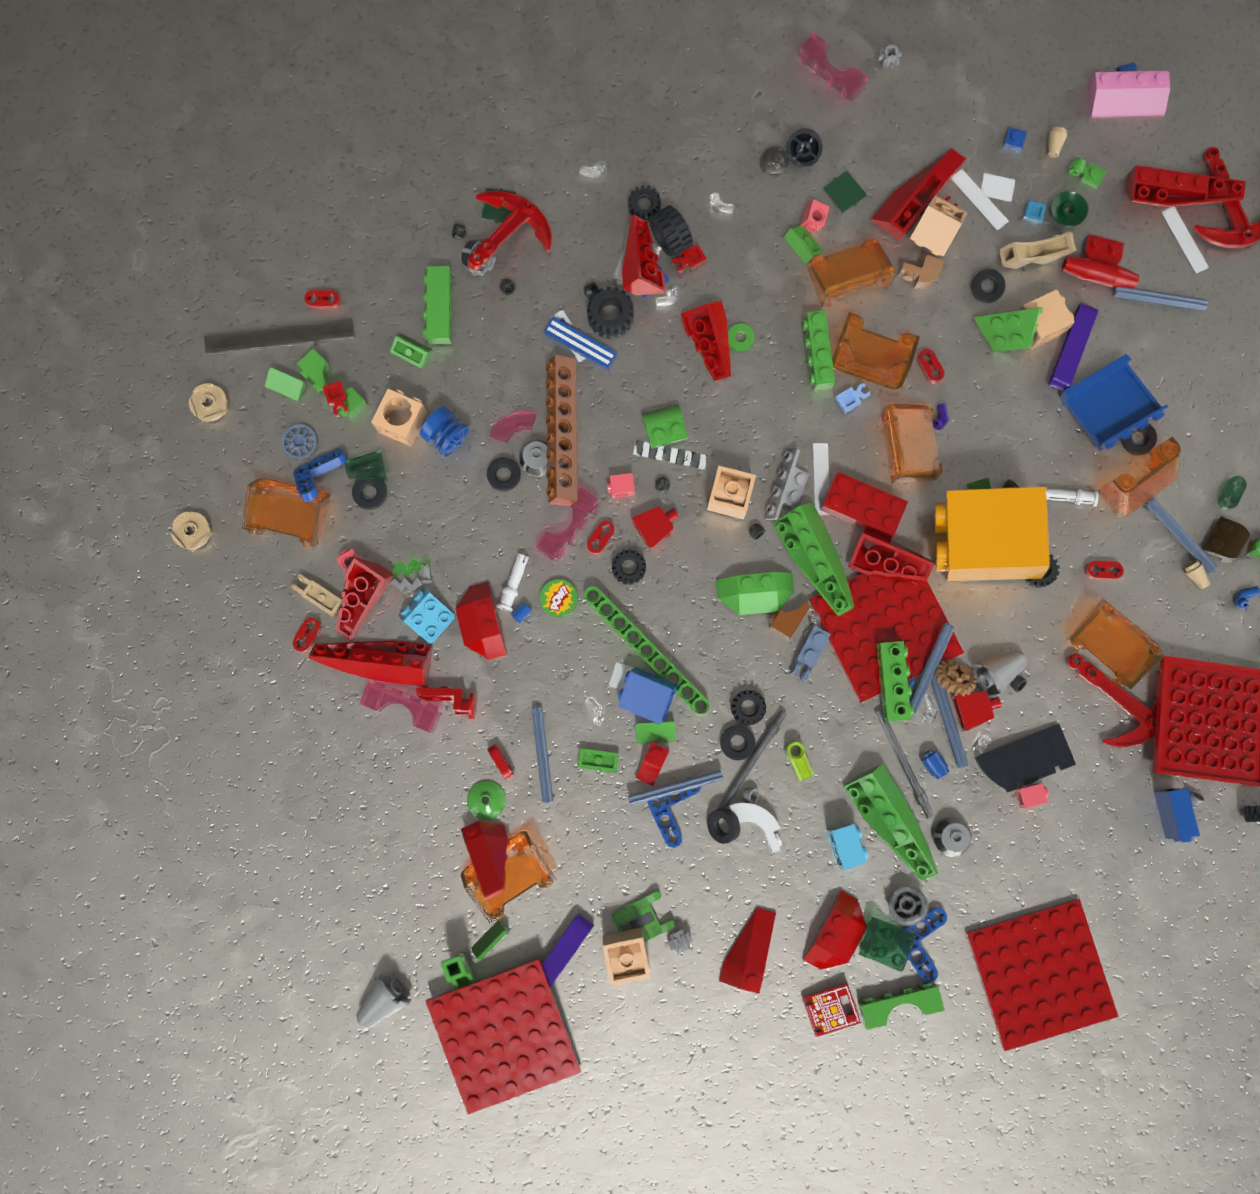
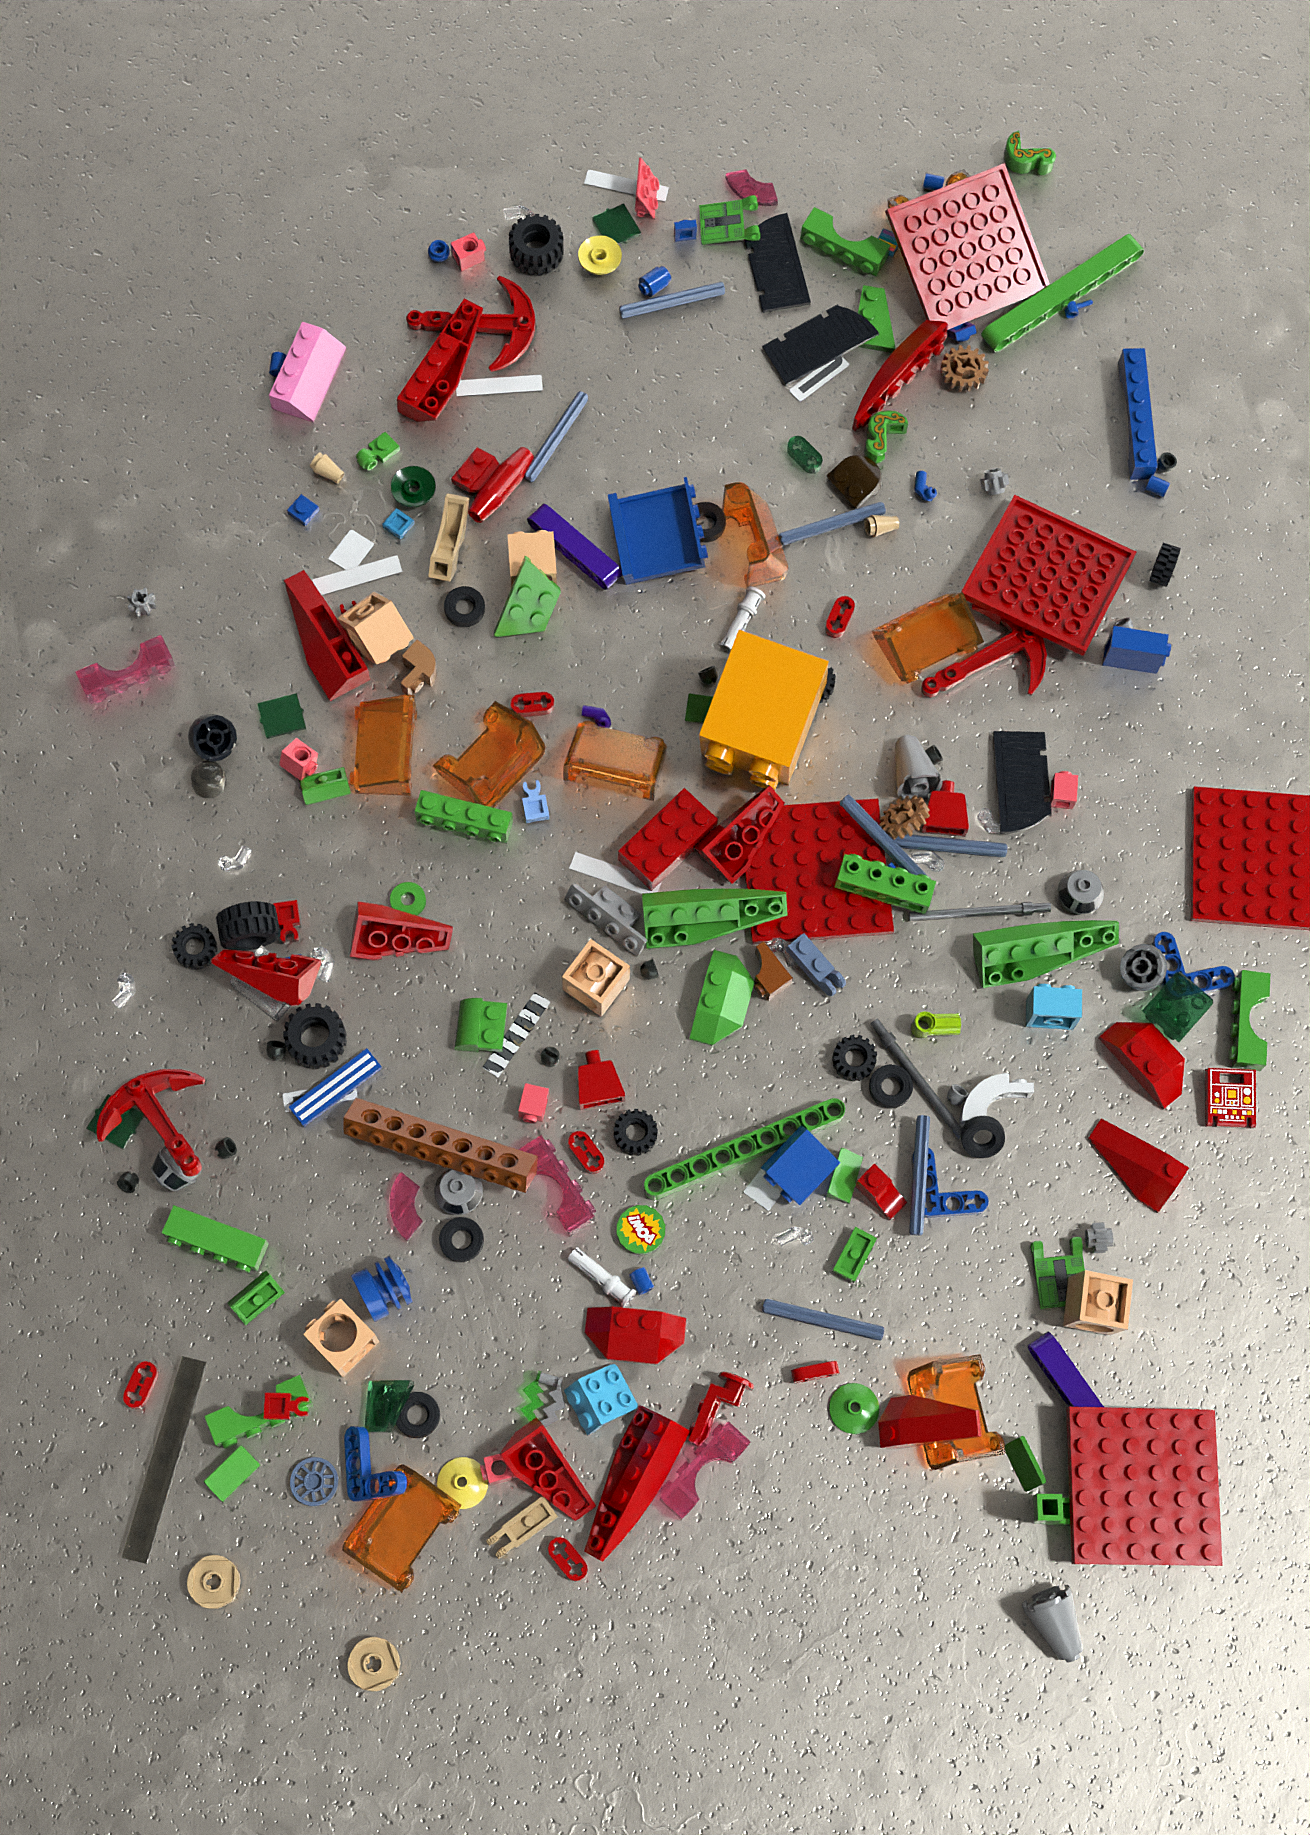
camera: 75 degrees left, 10 degrees down
(343, 538) = (470, 1470): none -> light yellow dish
(935, 764) = (993, 878): blue brick -> none

